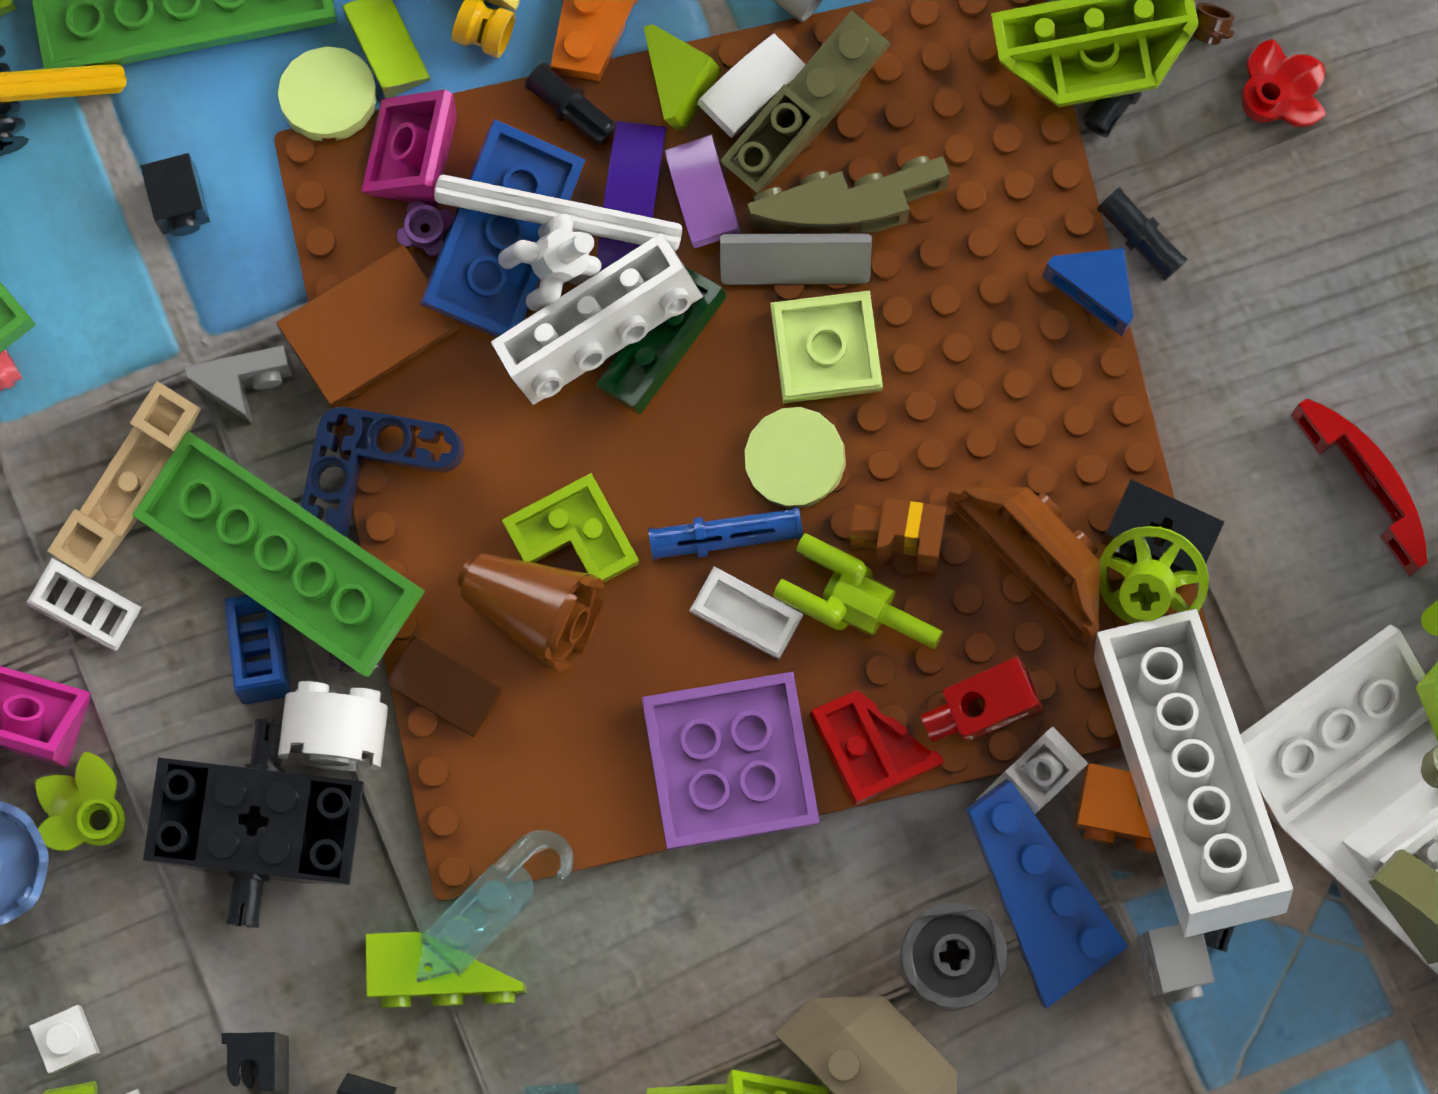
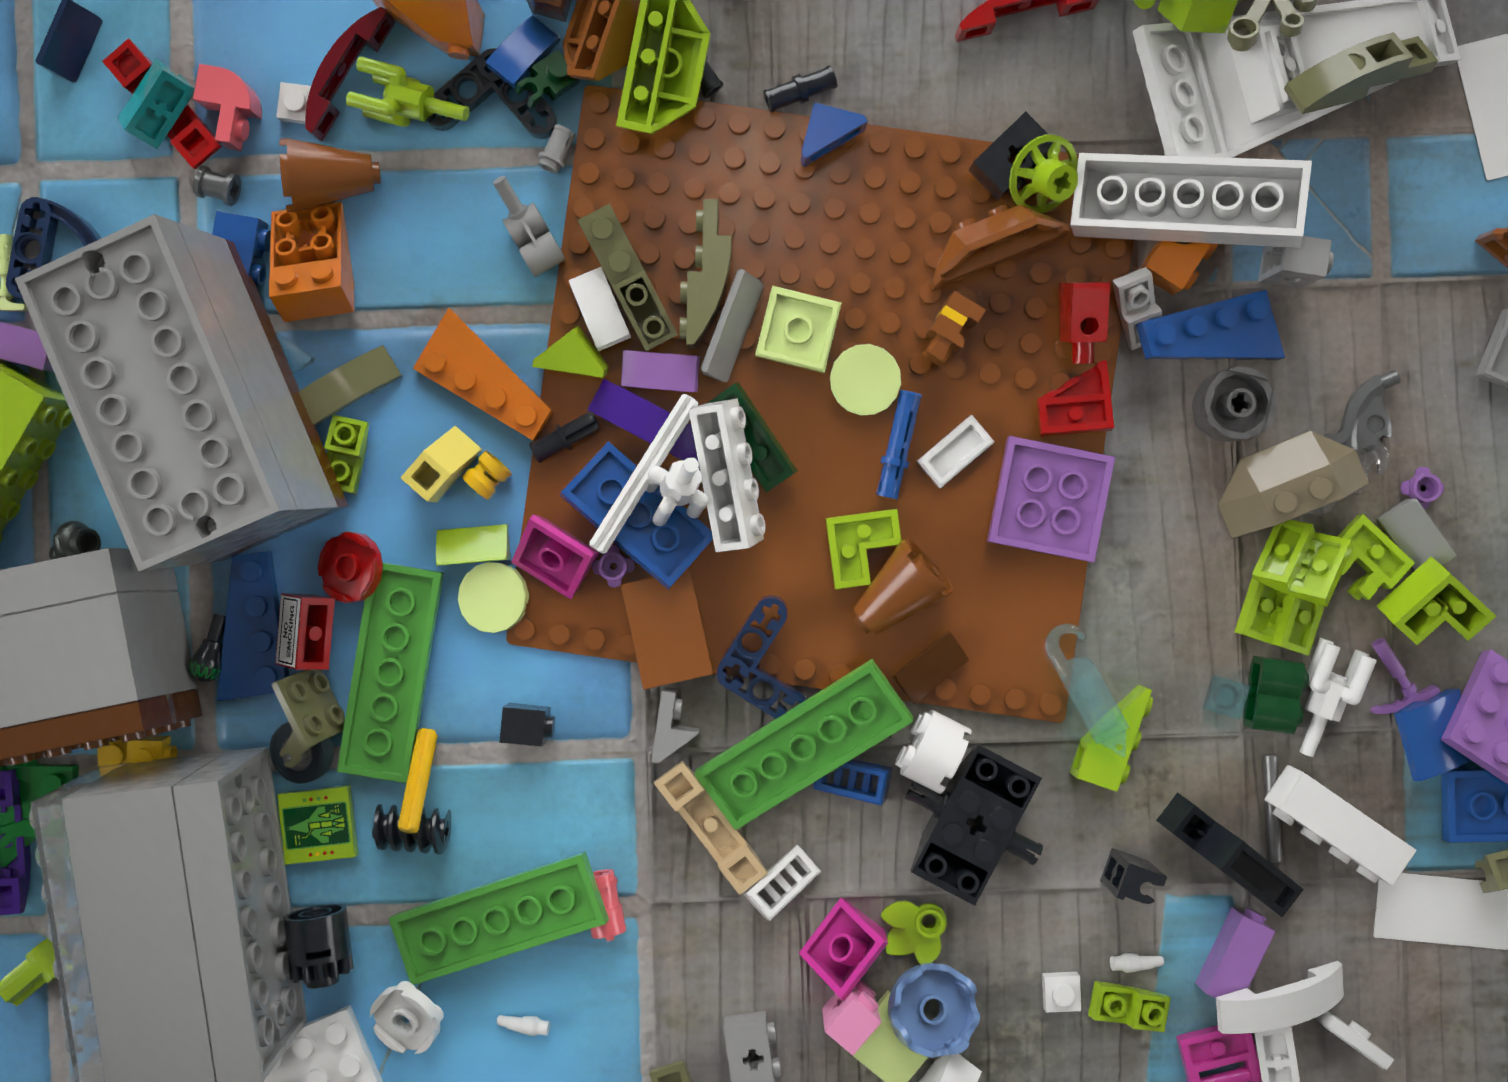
camera: 75 degrees left, 10 degrees up
(851, 596) = (977, 379): lime plant -> none

